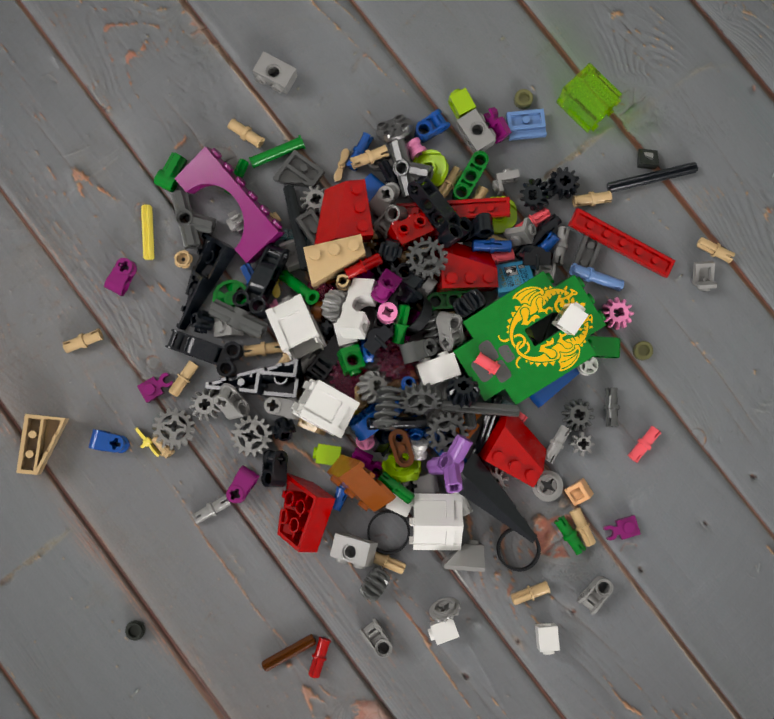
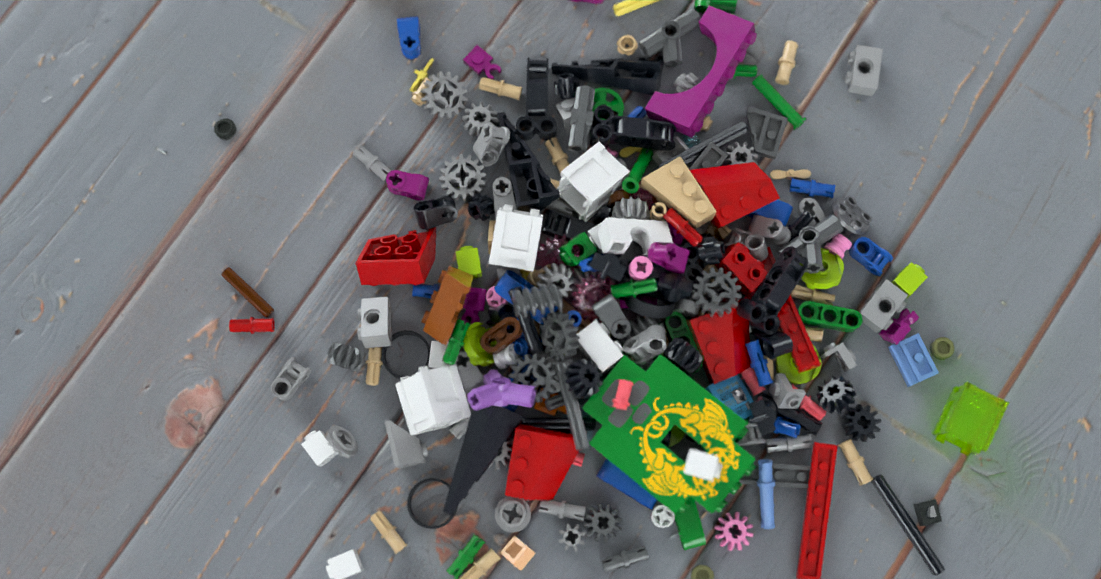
camera: 75 degrees right, 5 degrees down
(369, 157) = (809, 198): tan pin -> none

